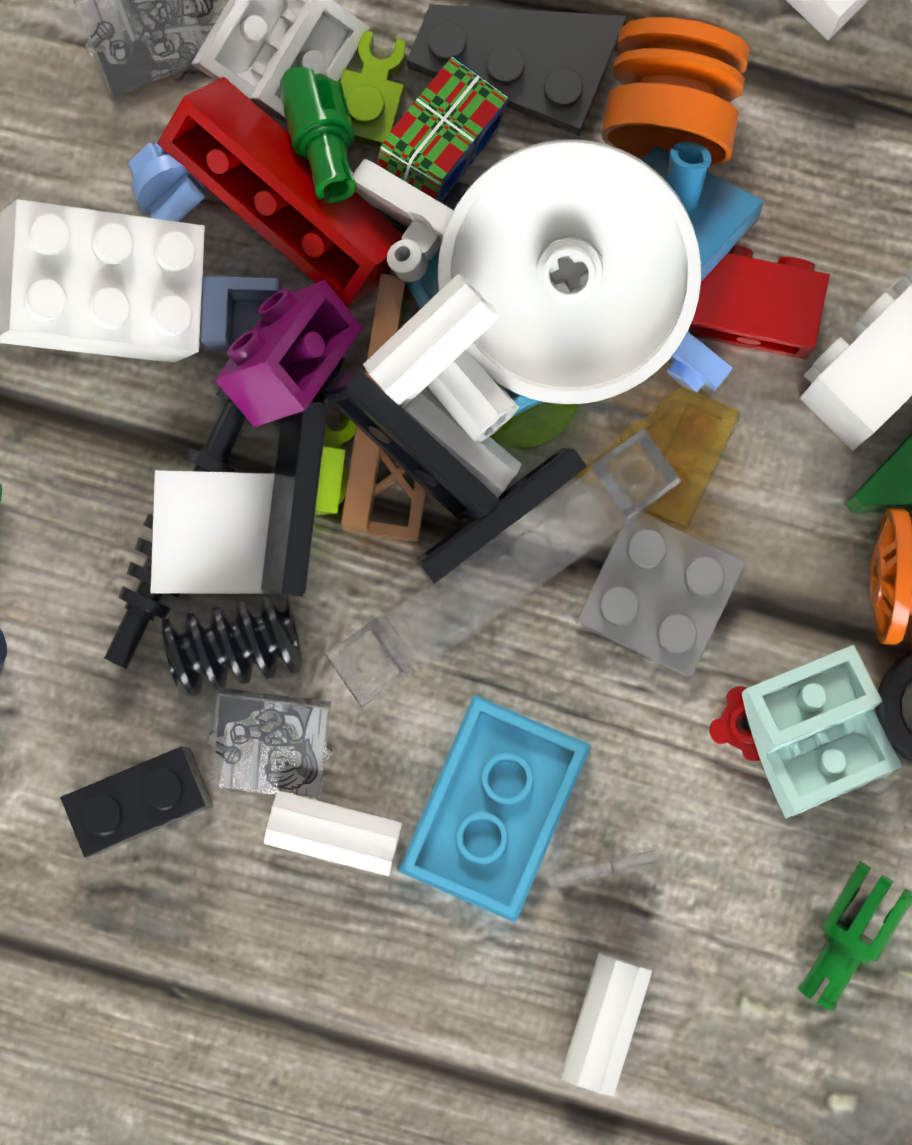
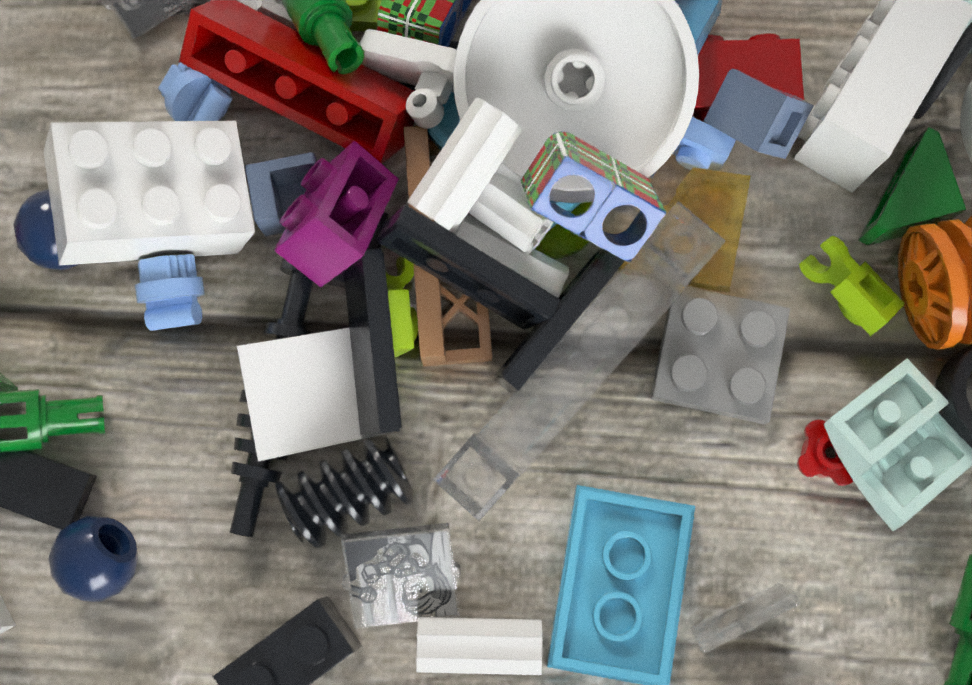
camera: 15 degrees left, 5 degrees down
(95, 391) = (170, 291): none -> light blue piece
(545, 360) = (569, 155): none -> piece
(757, 353) = (758, 114): none -> sand blue panel
(824, 560) = (858, 289): none -> lime plate

